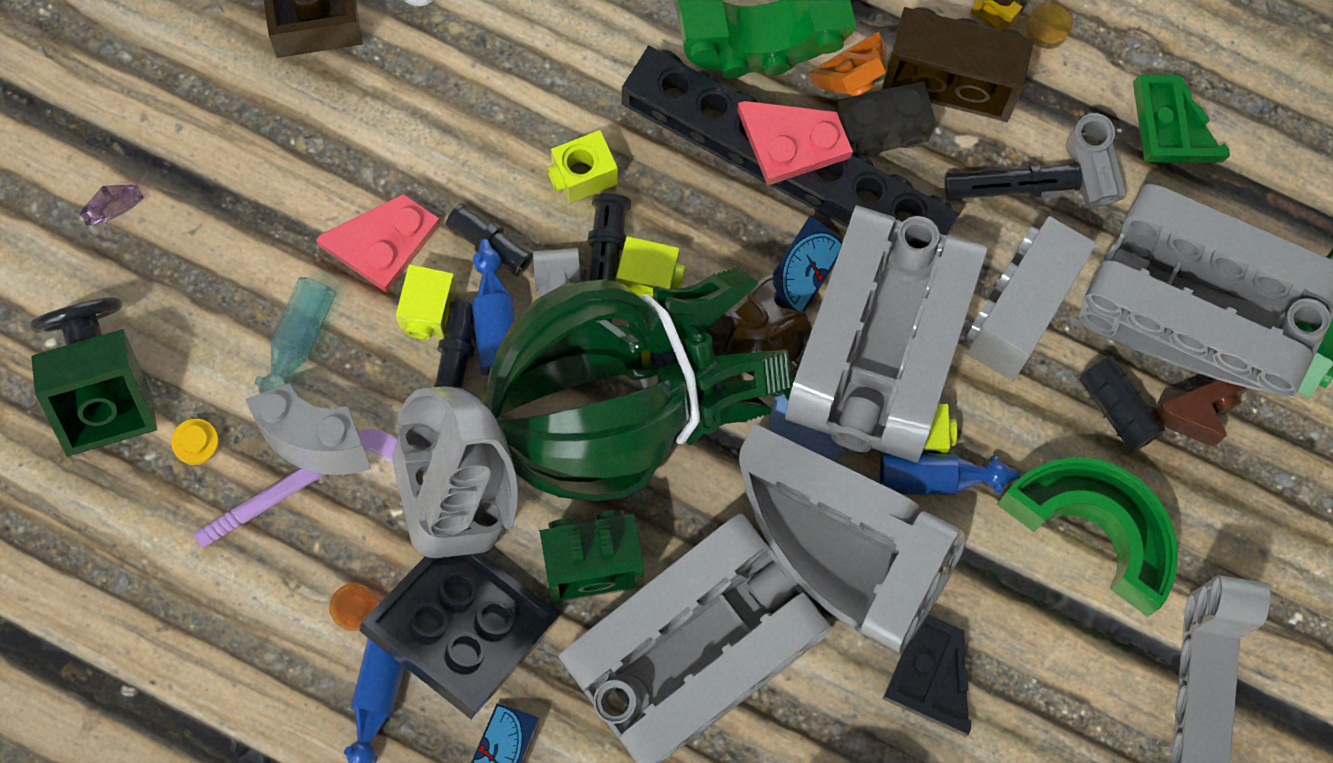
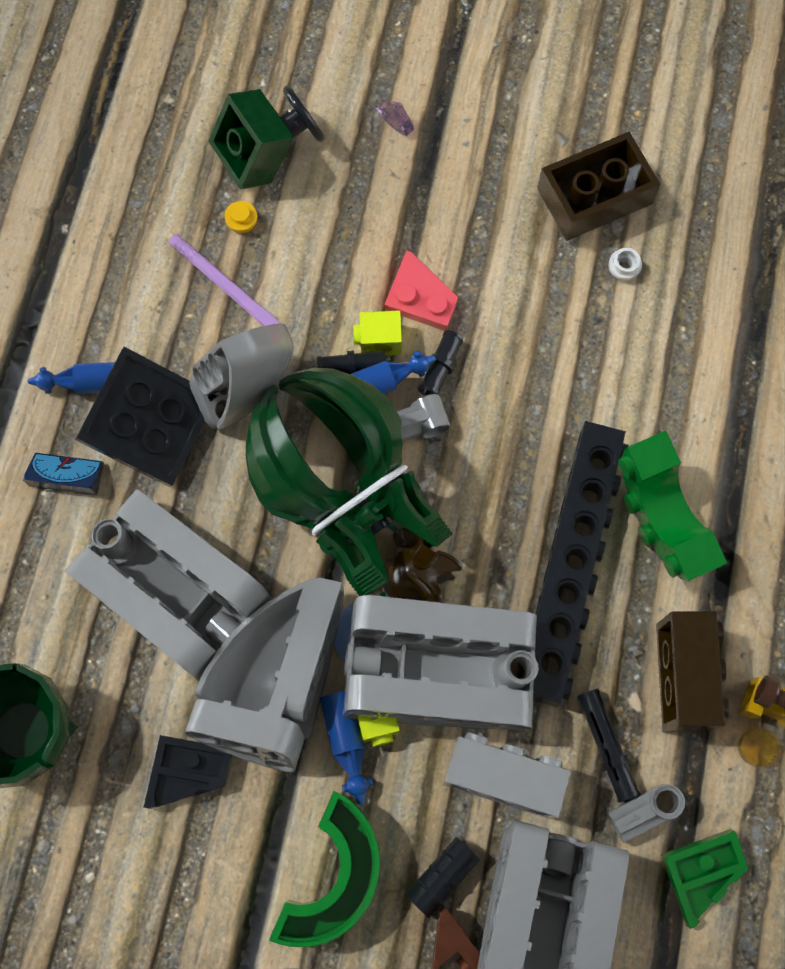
camera: 80 degrees right, 0 degrees up
(297, 330) = (330, 256): clear light blue wheel -> none
(307, 434) = (259, 275): light grey brick -> none
(351, 606) = (150, 346): clear orange plate -> none
(589, 150) = (516, 427): neon yellow brick -> none
(592, 556) = (209, 487): dark green hinge -> none
(607, 235) = (464, 446): black pin -> none
(649, 265) = (448, 481): neon yellow brick -> none
(793, 139) = (580, 557): coral wing -> none
(805, 265) = (485, 591): slope -> none
(853, 69) = (660, 593): orange wing -> none
(887, 119) = (624, 628): clear smoke brick -> none

